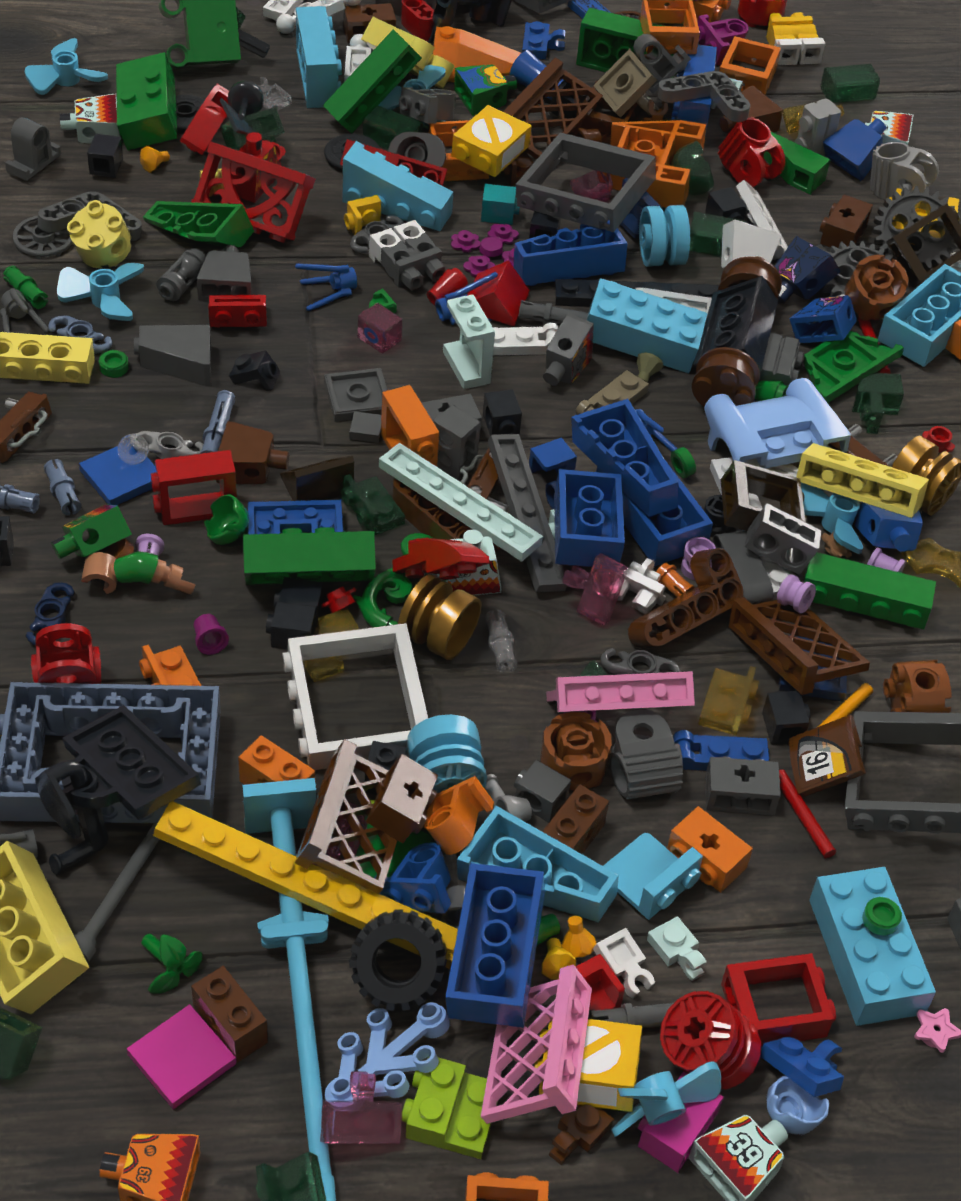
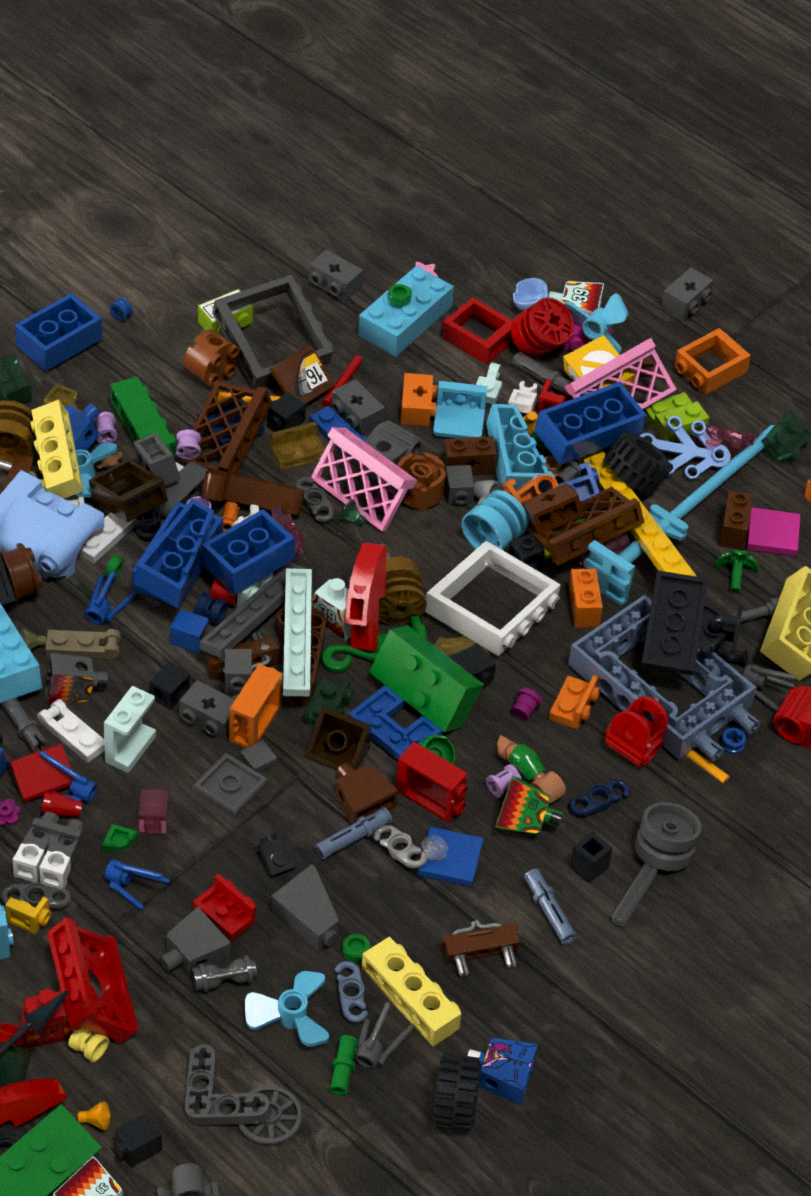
camera: 130 degrees left, 0 degrees up
(62, 487) = (500, 875): sand blue pin -> none
(100, 235) = (246, 1047): light yellow brick -> none
(203, 222) = (158, 999): green wedge -> none
(807, 1069) = (508, 299): blue plate -> none

